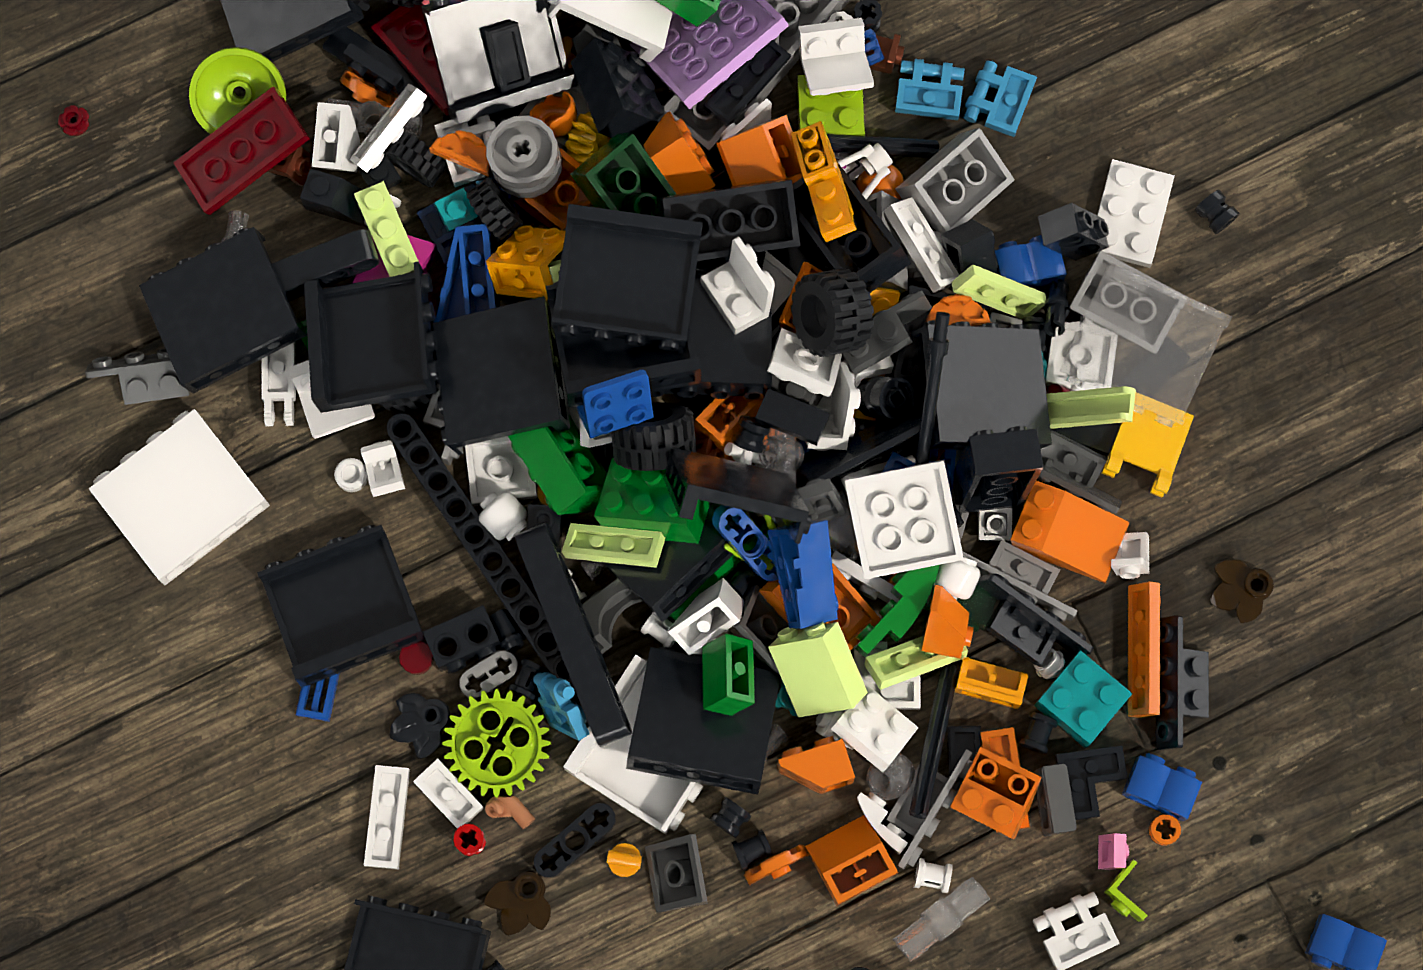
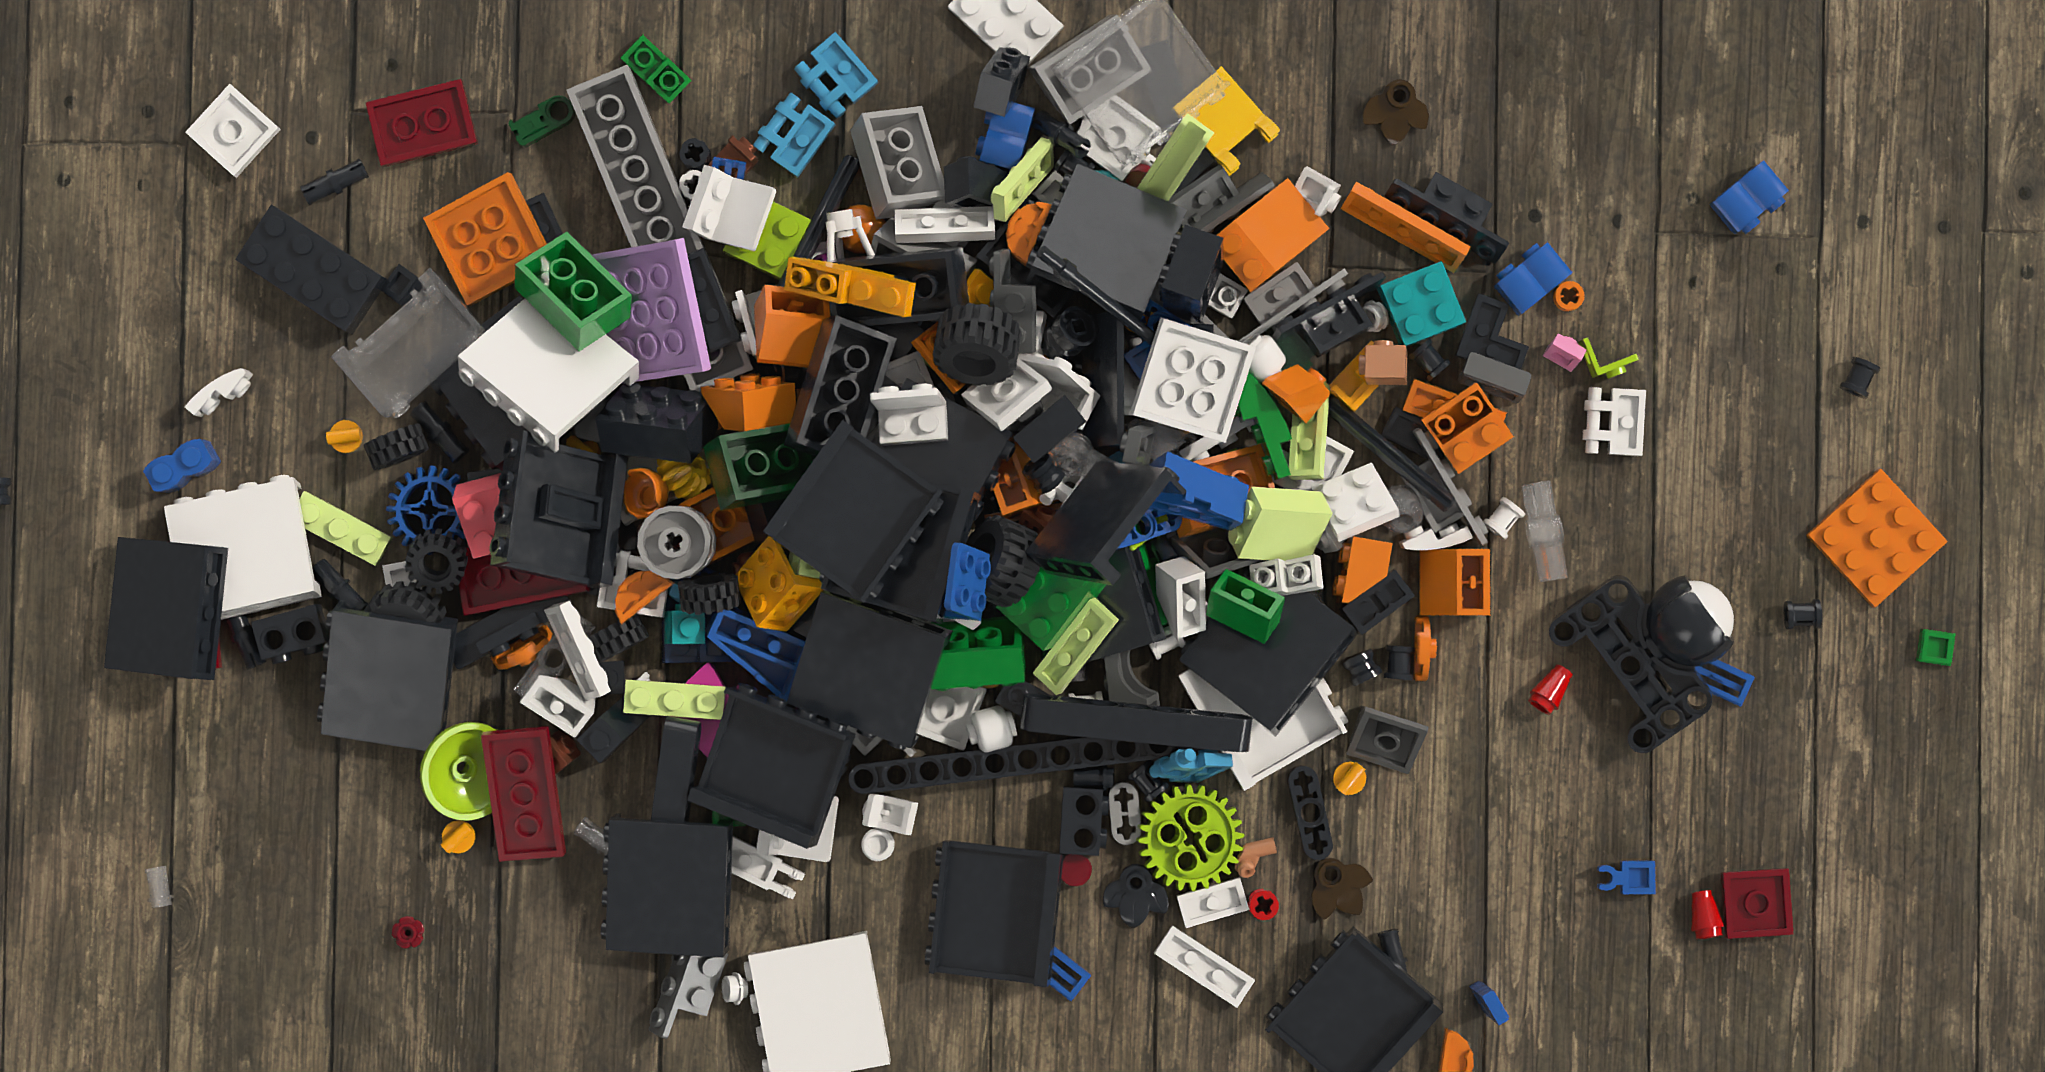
camera: 65 degrees left, 10 degrees up
(160, 415) = (734, 988): none -> white plate
(177, 119) = (458, 837): none -> light orange plate
(776, 703) = (1289, 576): none -> white slope
(795, 798) = (1377, 602): none -> black brick
(1012, 689) = (1384, 364): none -> nougat brick

